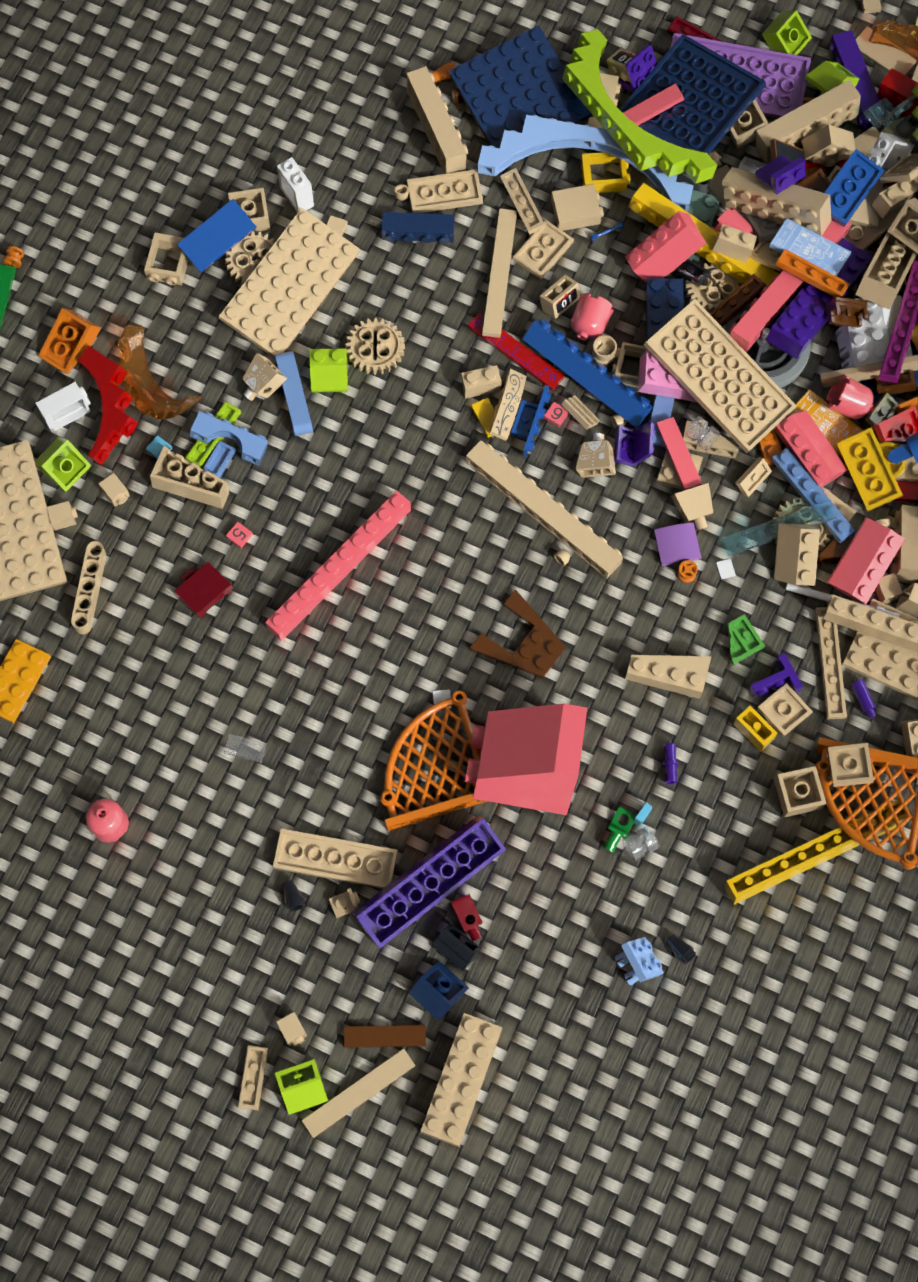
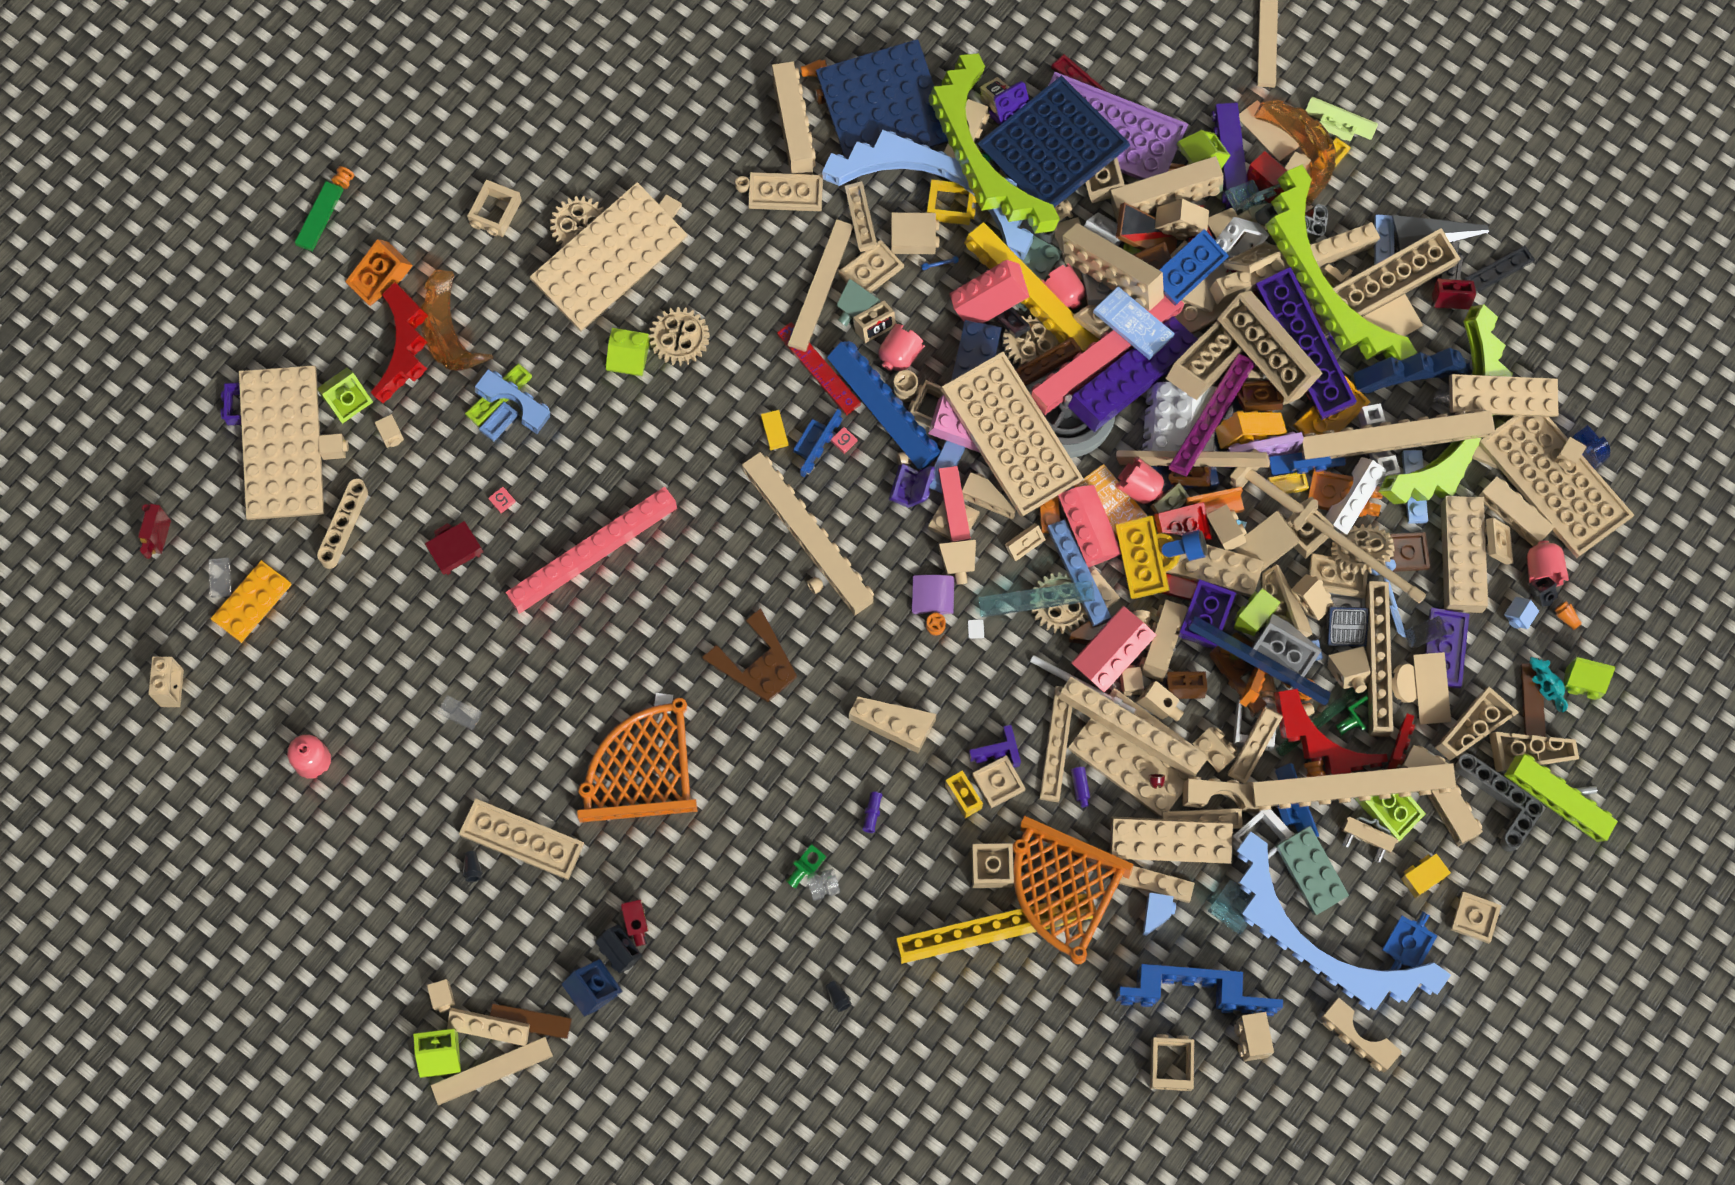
camera: 10 degrees right, 0 degrees up
(64, 406) = (358, 338): white window -> none
(156, 447) = (442, 398): medium azure tile -> none
(187, 480) = (462, 435): tan wedge -> none
(217, 235) = (546, 195): blue tile -> none
(252, 1078) = (393, 1034): tan tile -> none
(254, 205) = (585, 175): tan brick -> none
(262, 378) = (559, 347): tan torso -> none
(294, 394) = (587, 368): medium blue beam -> none
(295, 186) = (636, 158): white window -> none
(344, 903) = (521, 884): tan bracket -> none
(346, 1050) = (488, 1026): none -> tan plate
(418, 227) = (750, 223): dark blue brick -> none
(428, 881) = (605, 879): dark purple brick -> none
(461, 1080) = (593, 1079): tan brick -> none
(481, 381) = (775, 393): tan brick -> none
(508, 404) = (796, 421): tan slope -> none
(529, 756) = (729, 777): coral slope -> none
(537, 281) = (855, 301): none -> sand green torso
(580, 412) = (870, 446): tan tile -> none
(596, 458) = (871, 492): tan torso -> none
(642, 960) = (795, 999): light blue plate -> none
(643, 814) = (832, 857): medium azure tile -> none
(654, 105) = (1012, 145): coral tile -> none
(704, 435) = (981, 488): clear wheel -> none
(734, 243) = (1059, 302): tan brick -> none
(742, 639) = (974, 703): bright green wing -> none
(781, 173) = (1120, 240): dark purple bracket -> none
(787, 33) = (1172, 94): lime slope -> none
(797, 553) = (1046, 628): tan slope -> none
(812, 274) = (1128, 349): orange plate -> none
(846, 312) = (1154, 394): reddish brown hinge -> none
(850, 764) = (1046, 849): tan plate -> none

